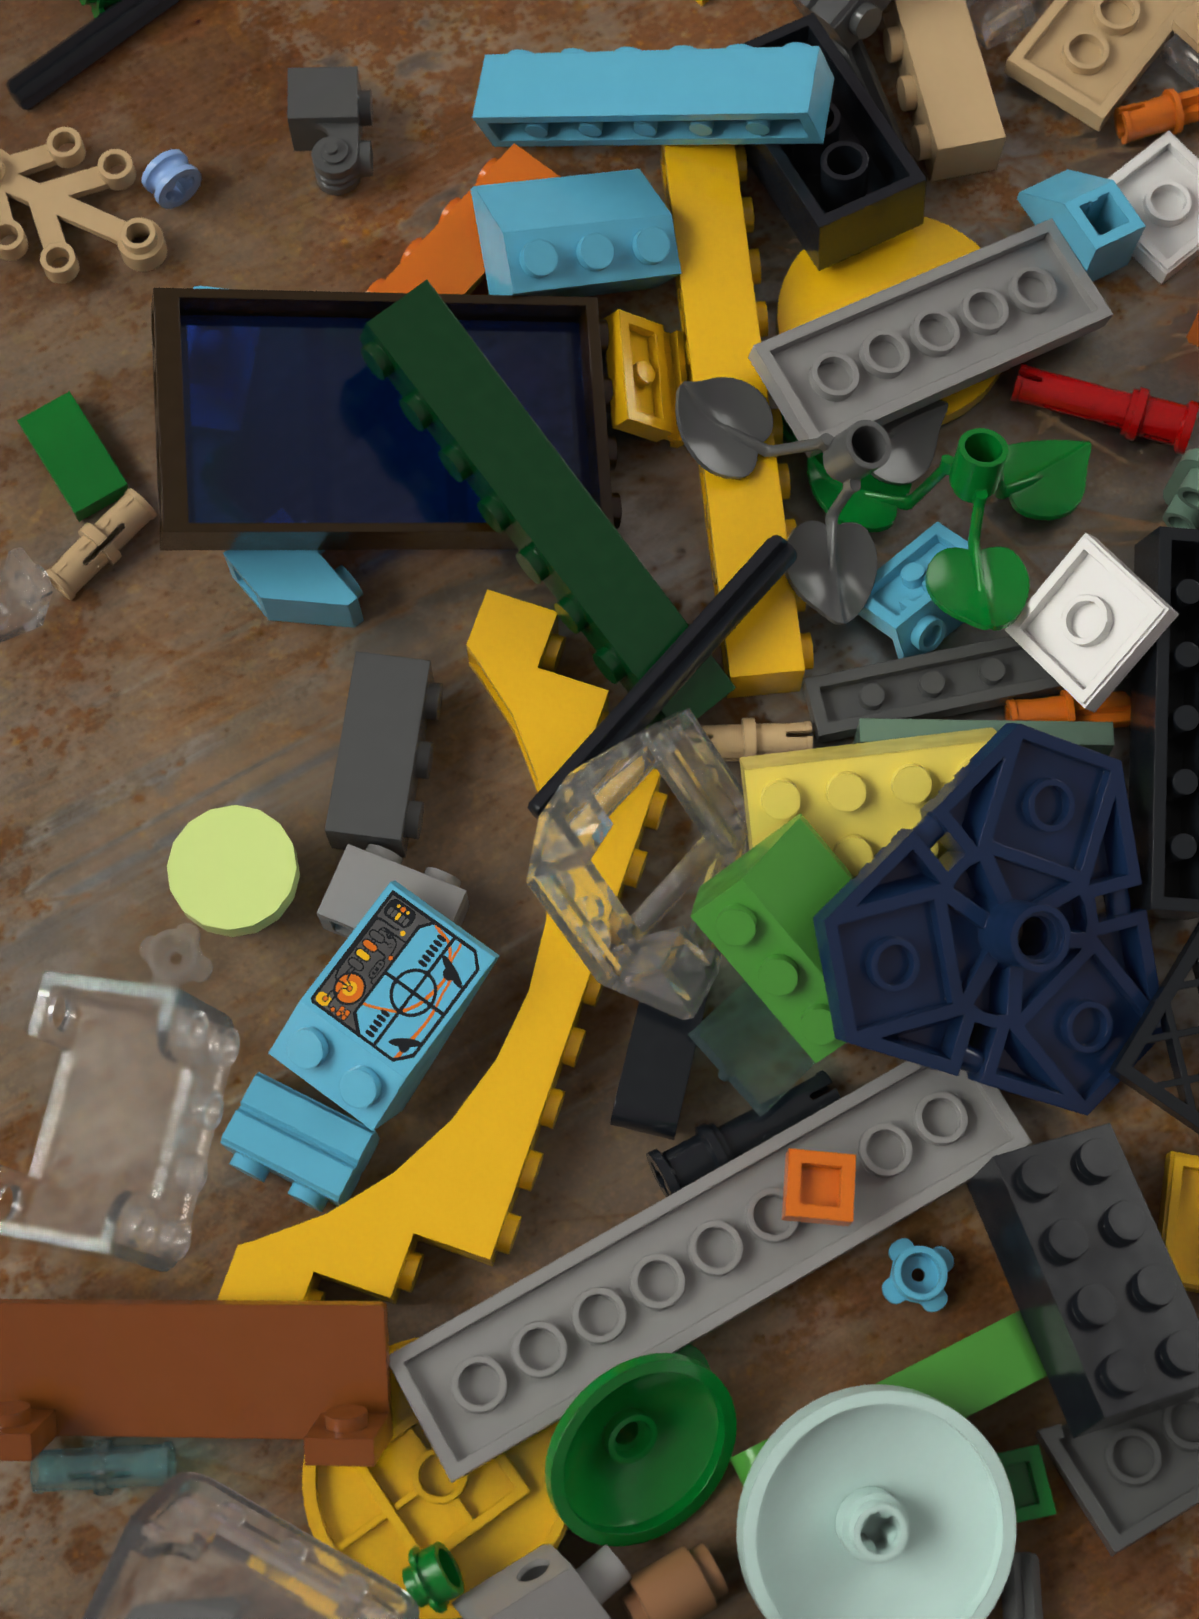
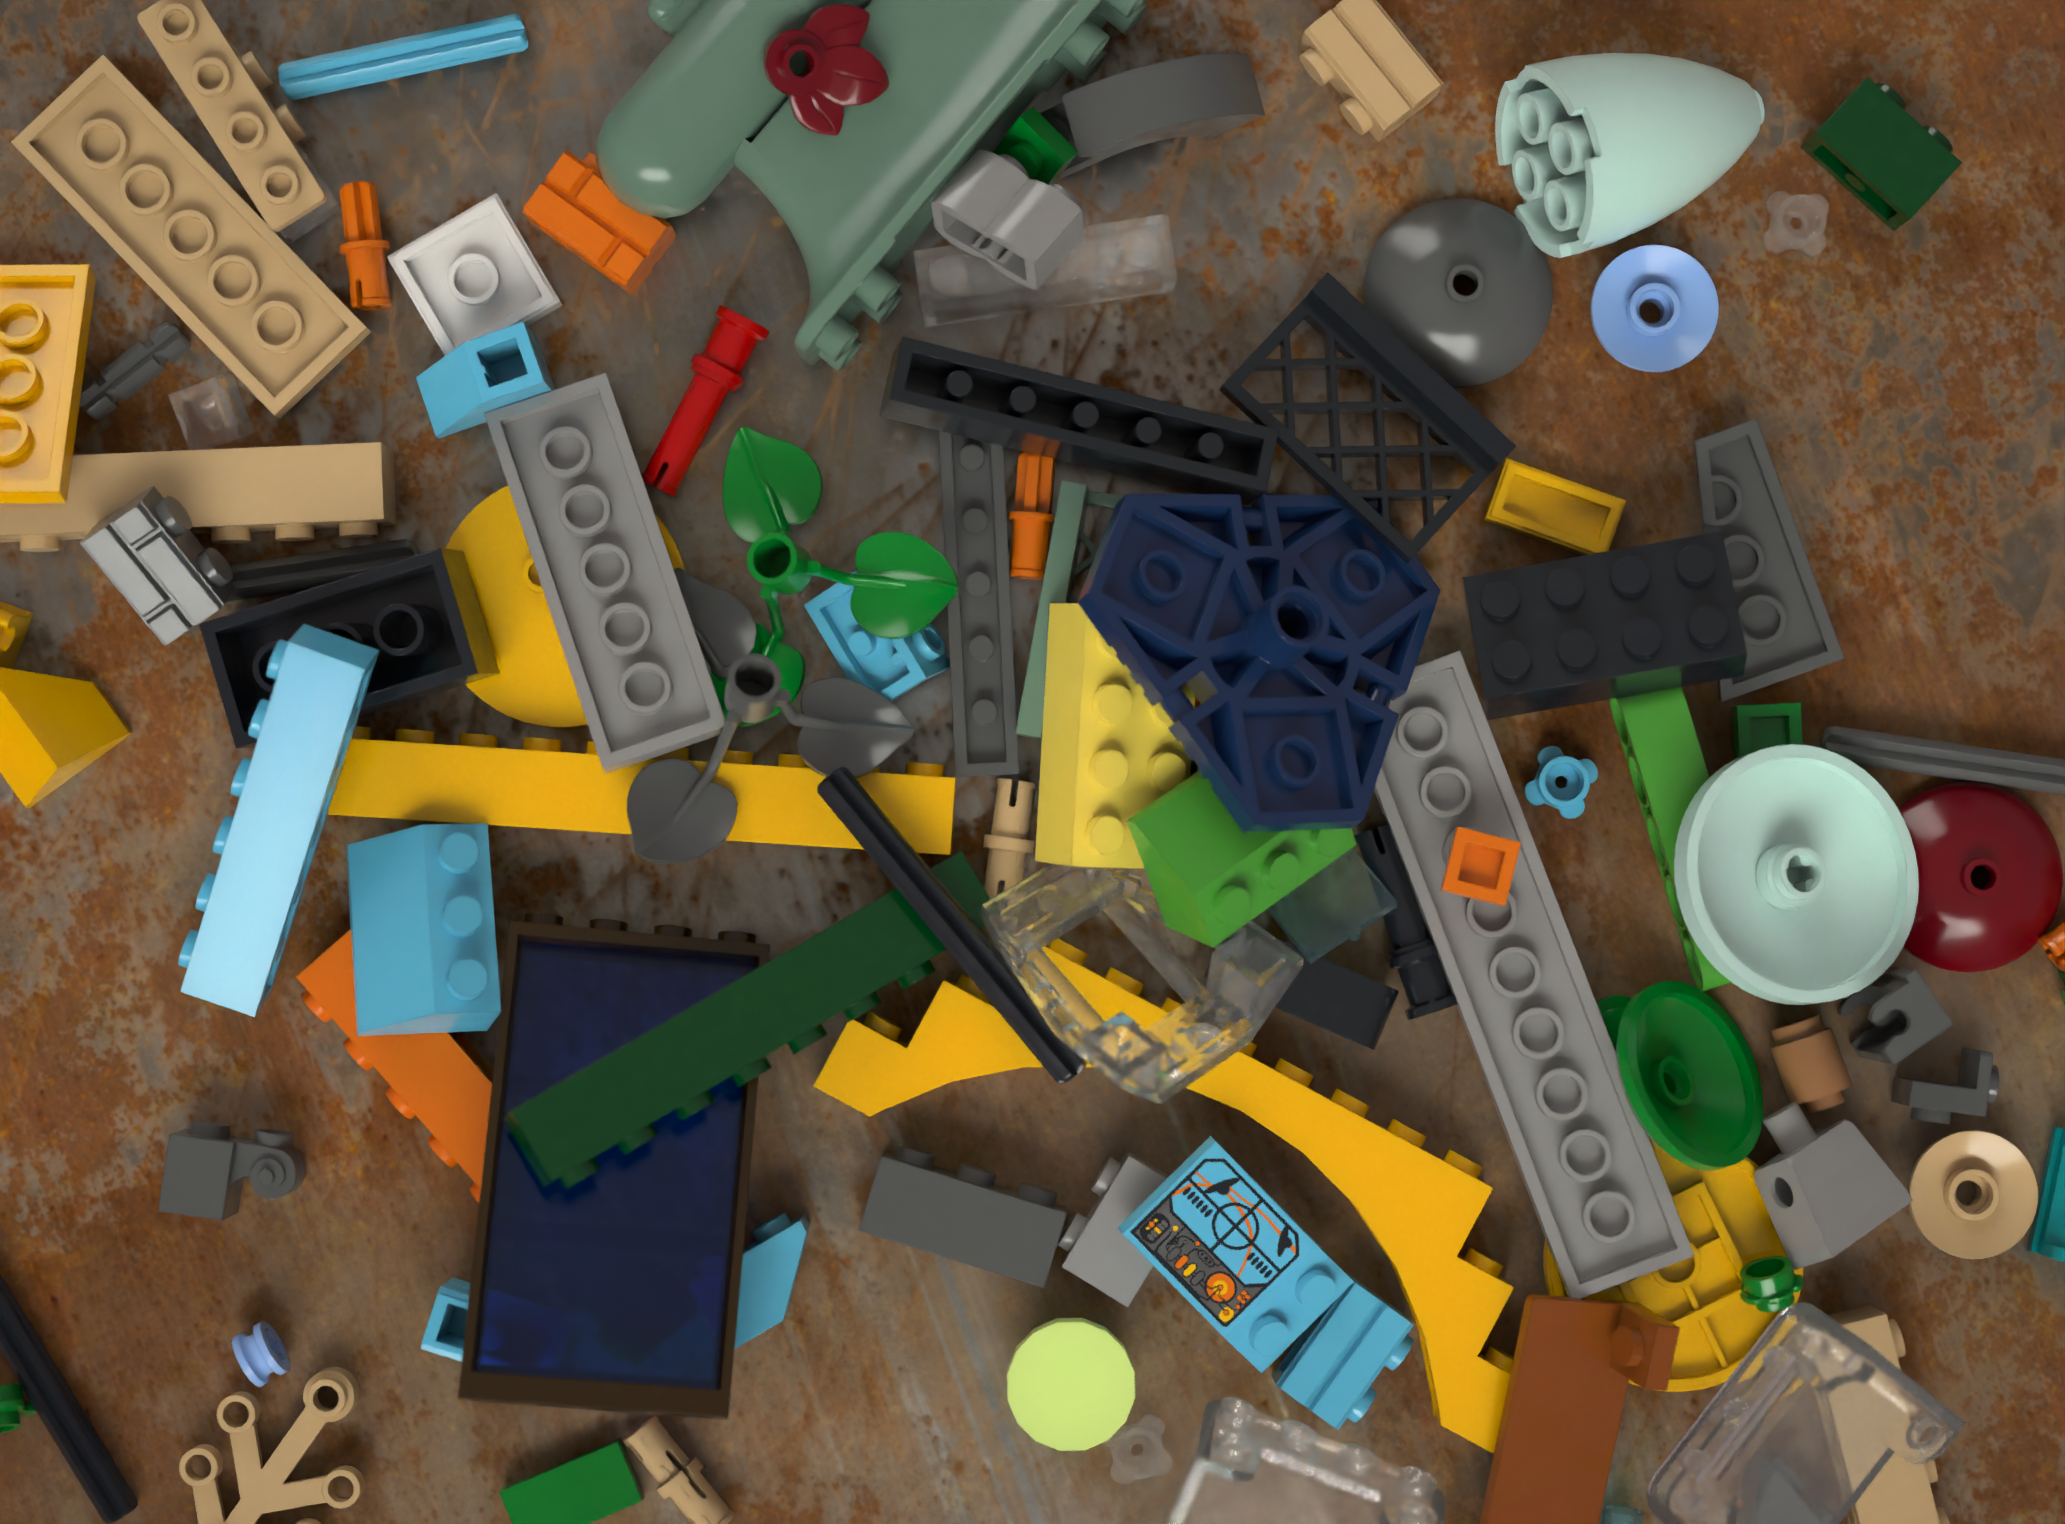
camera: 85 degrees left, 15 degrees up
(645, 376) = (591, 878): yellow plate -> none
(1091, 622) = (965, 483): white tile -> none

